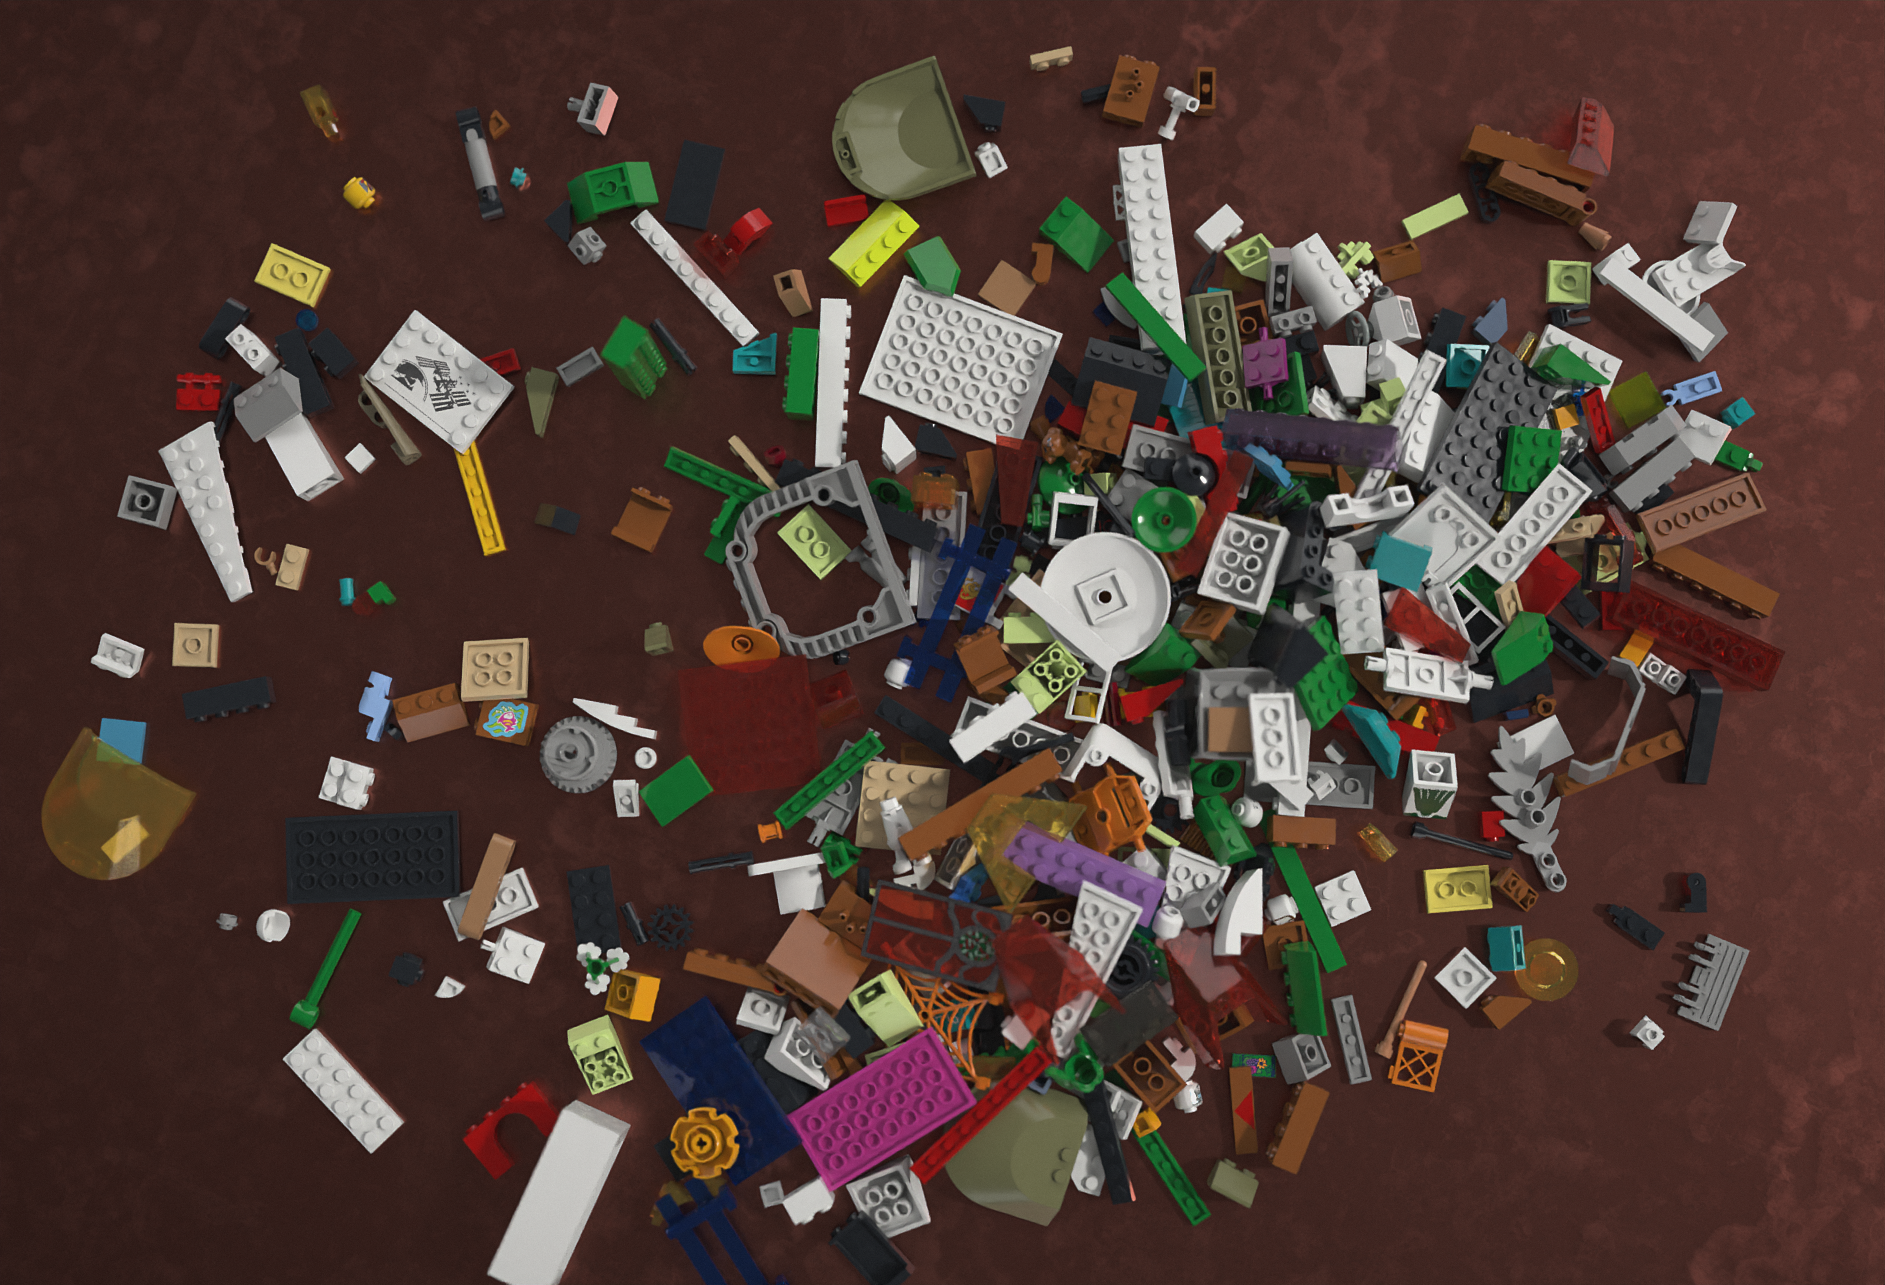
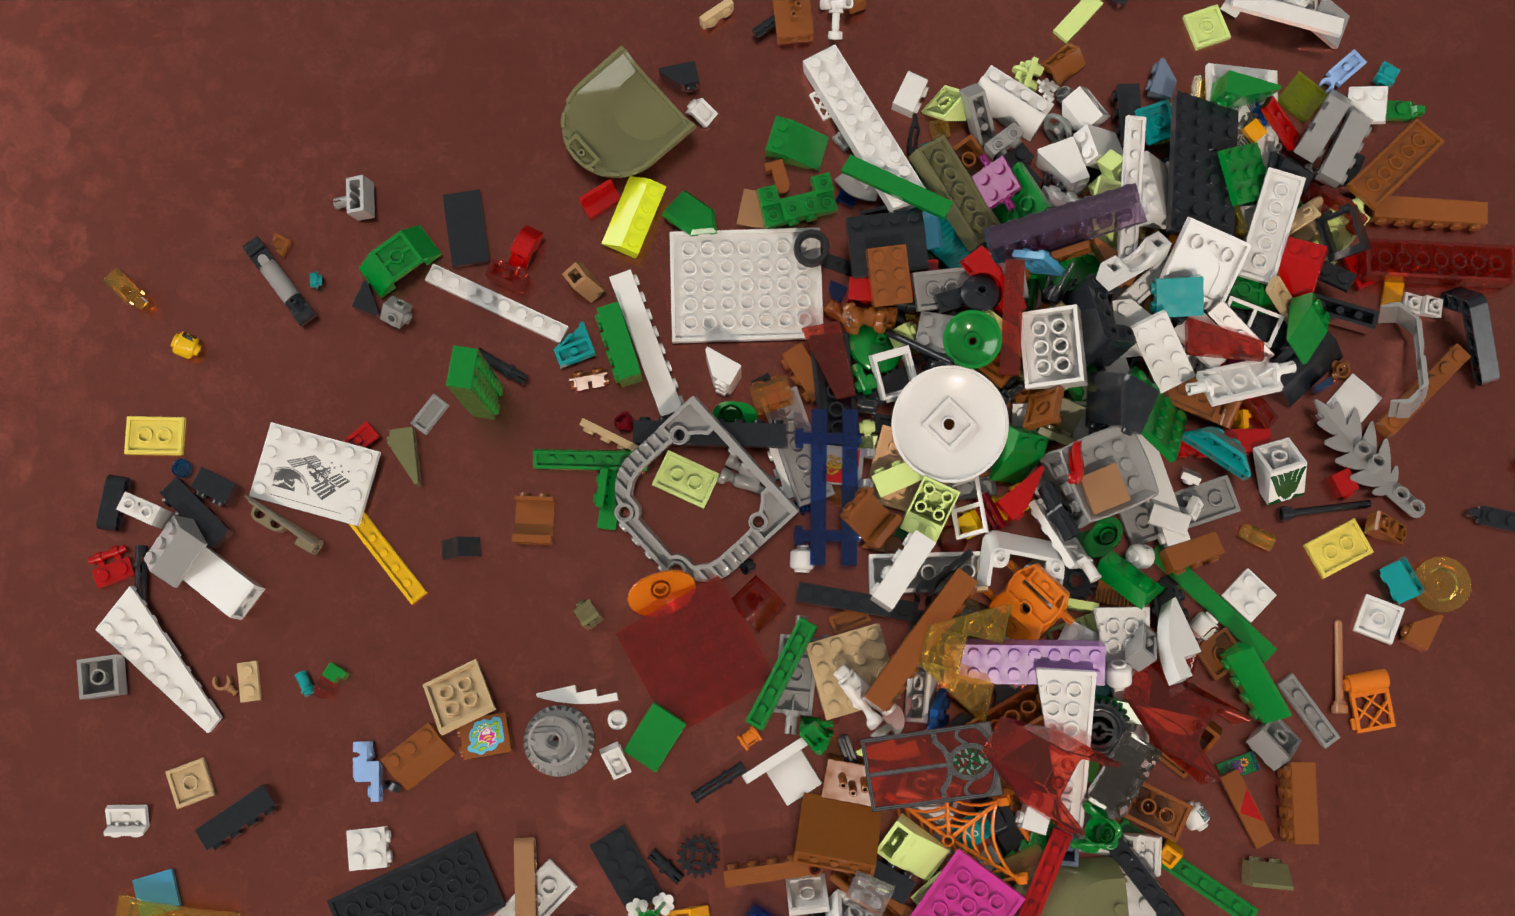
camera: 25 degrees left, 5 degrees down
(360, 458) = (272, 565): white tile -> none
(750, 393) = (581, 379): none -> hinge
(934, 443) = (752, 357): black slope -> none
(1039, 337) = (816, 235): none -> black tyre
(1049, 304) = (799, 207): none -> green bracket
(1065, 622) = (925, 458): white tile -> none
(1184, 1061) = (1178, 787): white brick -> none
(1211, 692) = (1076, 463): none -> red arm
(1274, 738) = (1146, 480): white plate -> none
(1561, 319) = (1213, 55): black piece -> none

